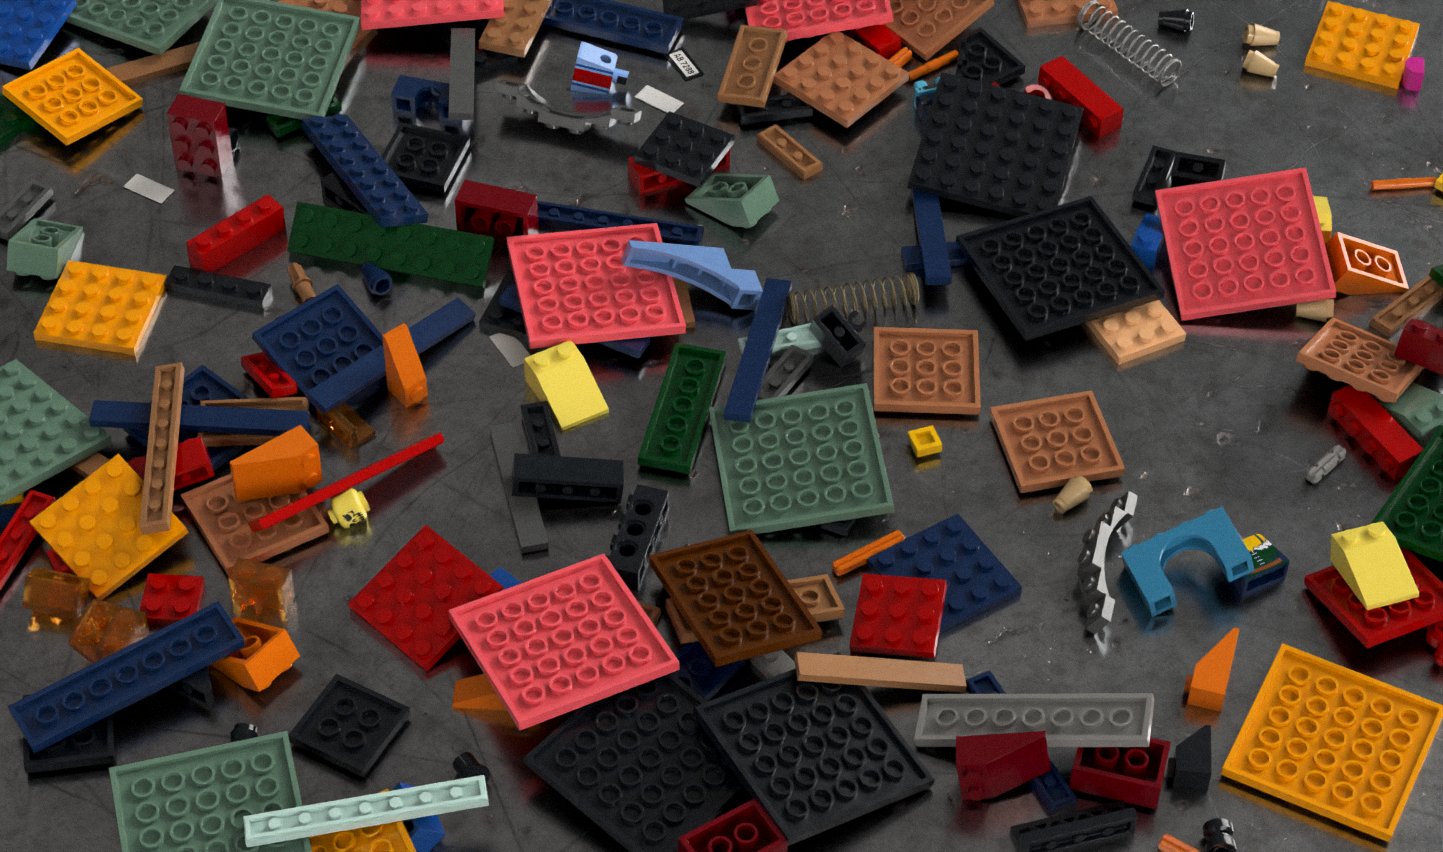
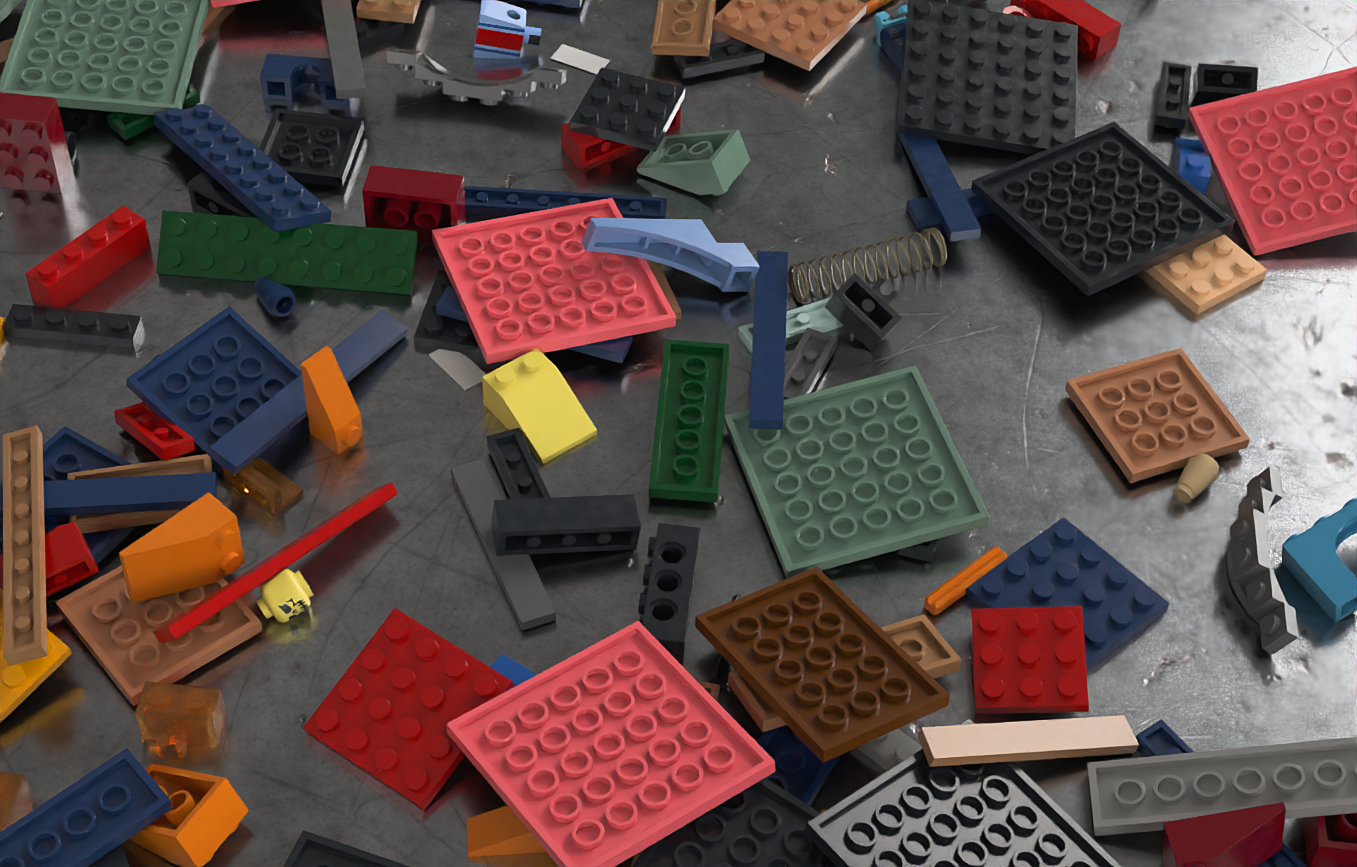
camera: 10 degrees left, 0 degrees up
(171, 597) = (58, 748): red plate -> none
(301, 283) = (180, 311): medium nougat axle -> none
(684, 63) = (600, 17): sticker -> none
(789, 152) = (747, 104): medium nougat tile -> none
(924, 441) = (998, 430): yellow plate -> none
(926, 370) = (976, 343): nougat plate -> none

